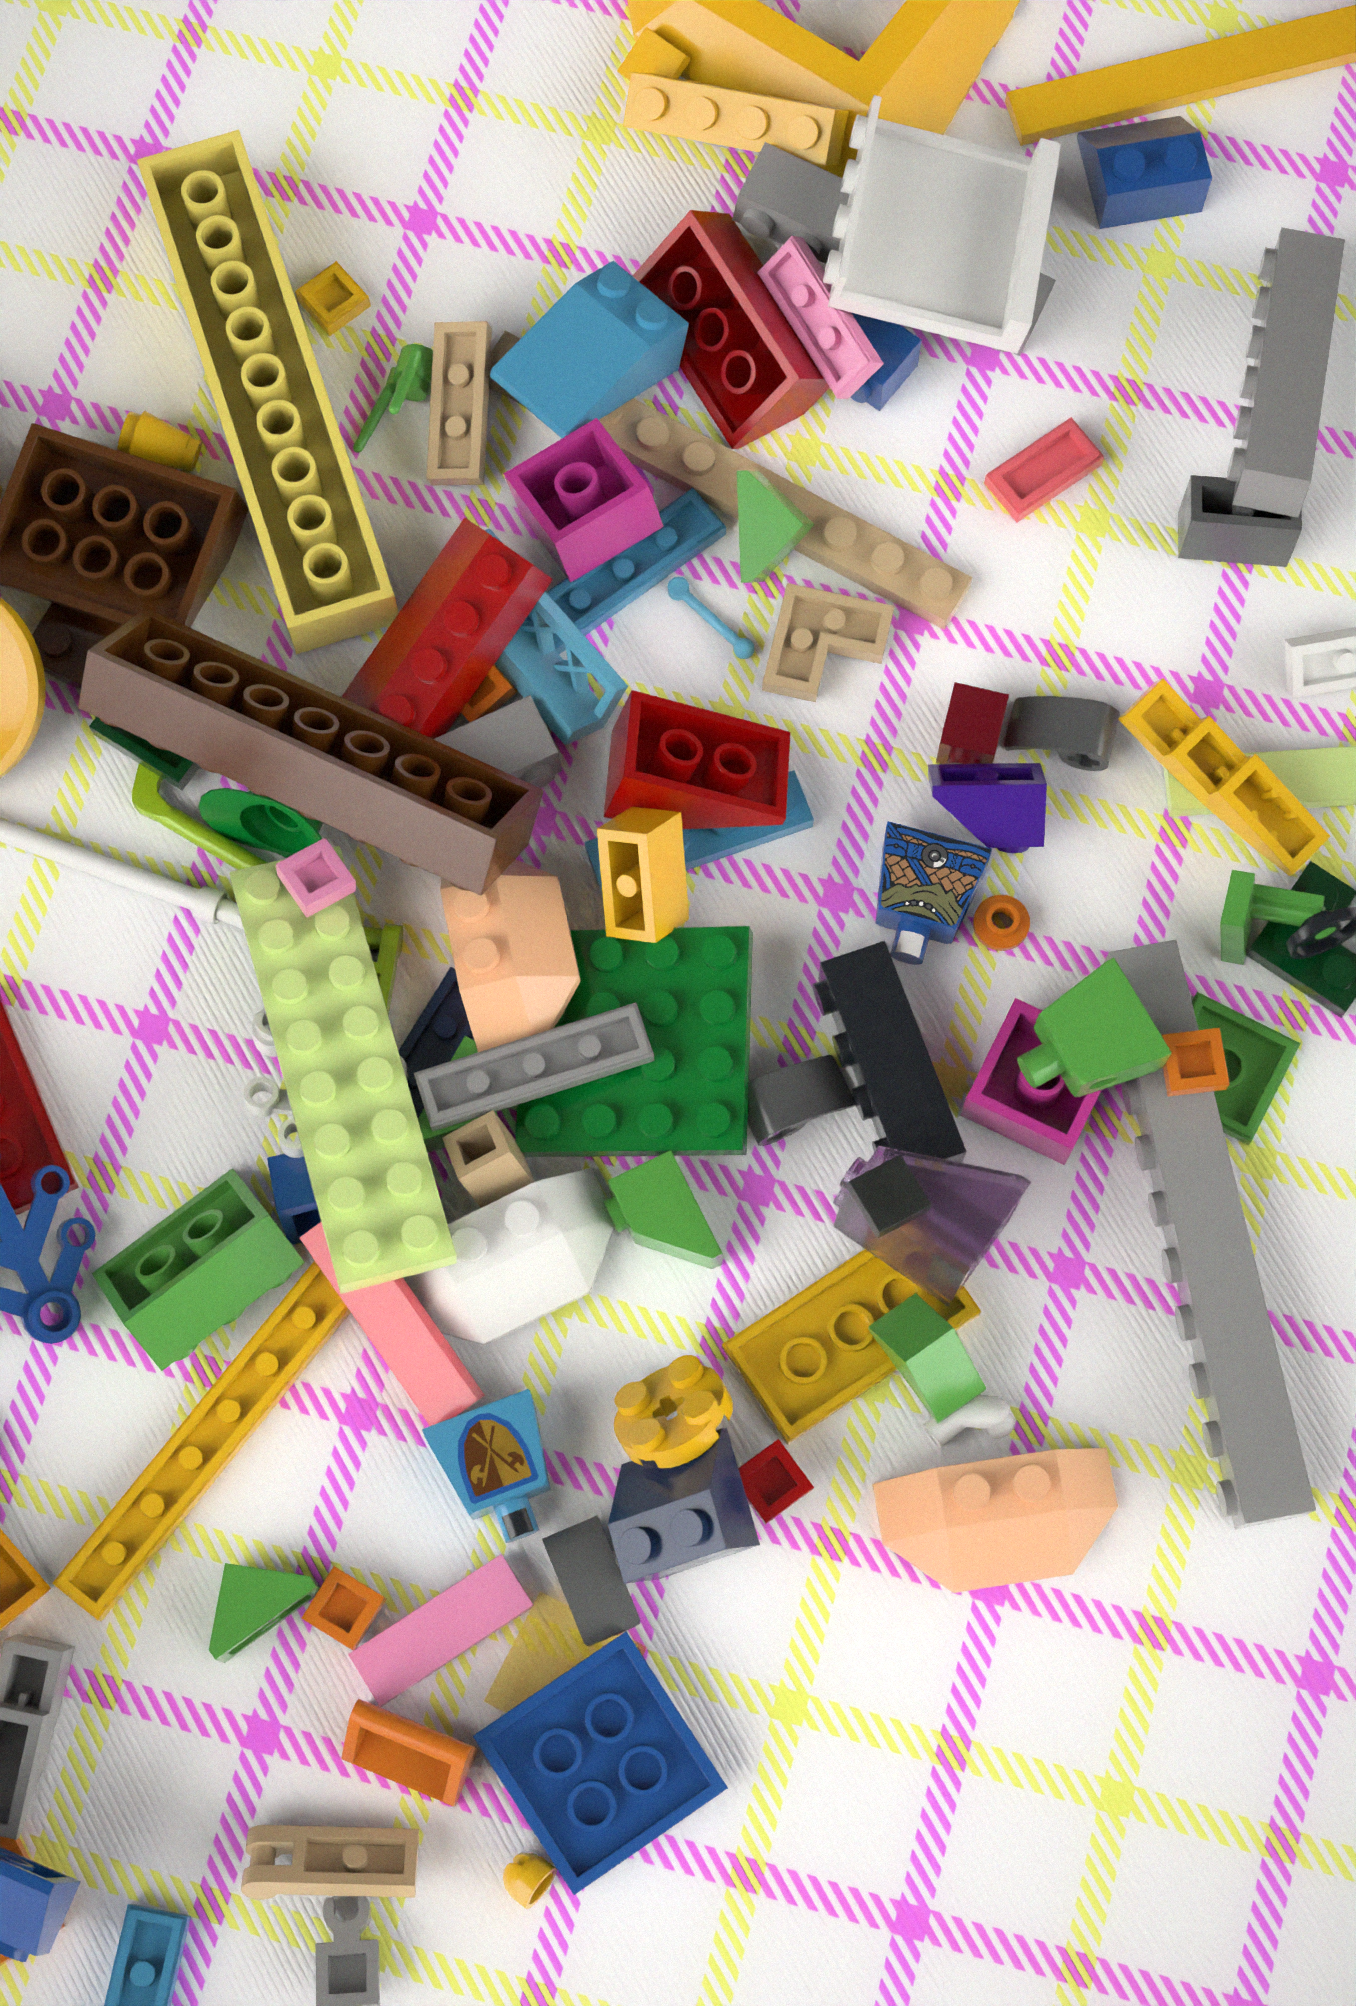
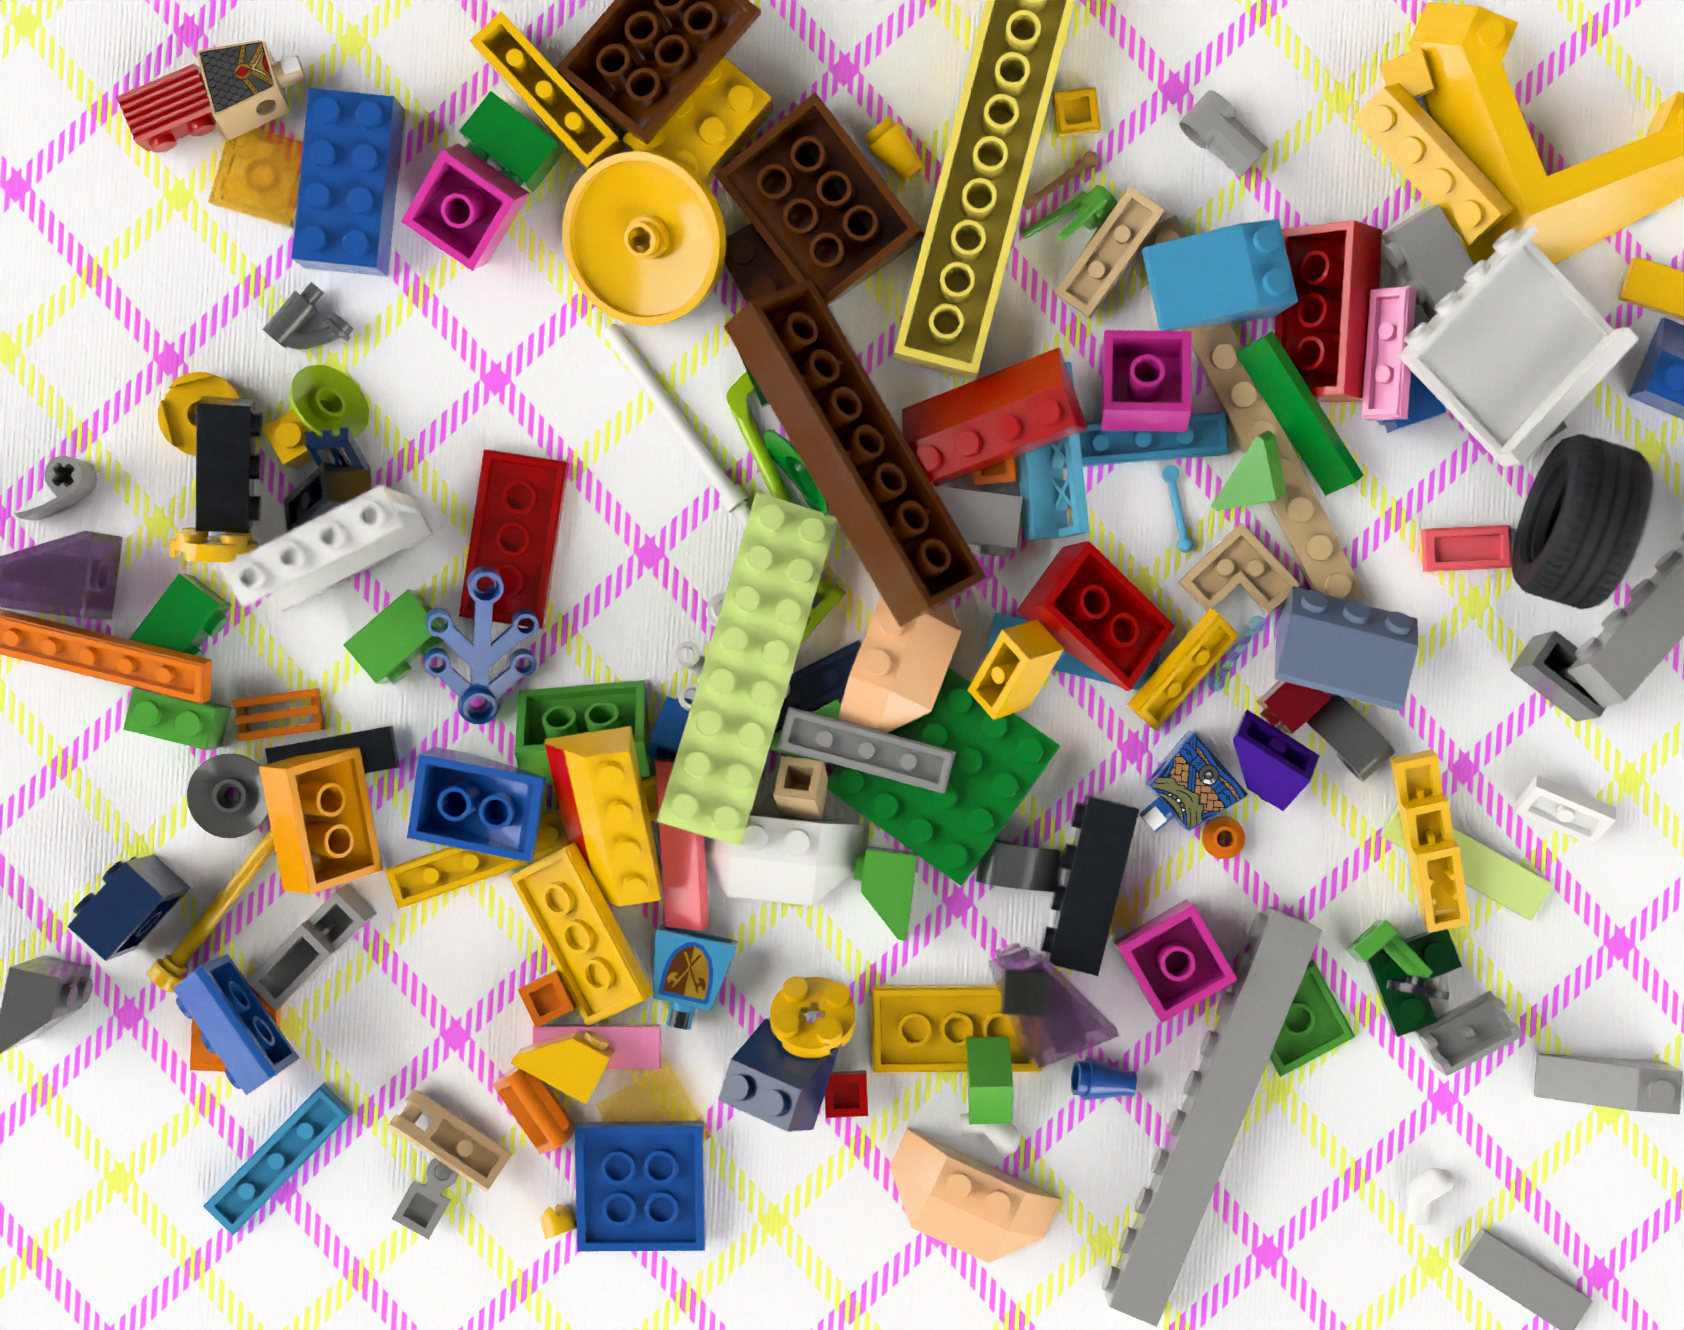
camera: 30 degrees right, 15 degrees up
(115, 1418) = (476, 804): none -> blue slope
(254, 1603) = (496, 962): bright green slope -> none
(277, 1334) = (607, 812): none -> yellow slope
(316, 877) = (806, 538): bright pink plate -> none
(337, 1500) = (581, 934): none -> yellow tile
(378, 335) = (1090, 160): none -> medium nougat hinge
(416, 1658) = (567, 1062): none -> yellow slope
(487, 224) = (1215, 126): none -> light grey piece
(591, 1581) = (702, 1078): dark grey panel -> none
(770, 437) = (1299, 413): none -> green tile
(830, 773) = (1183, 669): none -> yellow tile
(878, 767) = (1216, 681): none -> clear light blue hinge
(986, 630) = (1345, 648): none -> sand blue slope
(1054, 1276) = (1100, 1080): none -> blue cone
(1095, 1036) = (1224, 967): bright green torso -> none
(1135, 346) = (1582, 521): none -> black tyre
(1195, 1062) = (1275, 1019): orange plate -> none

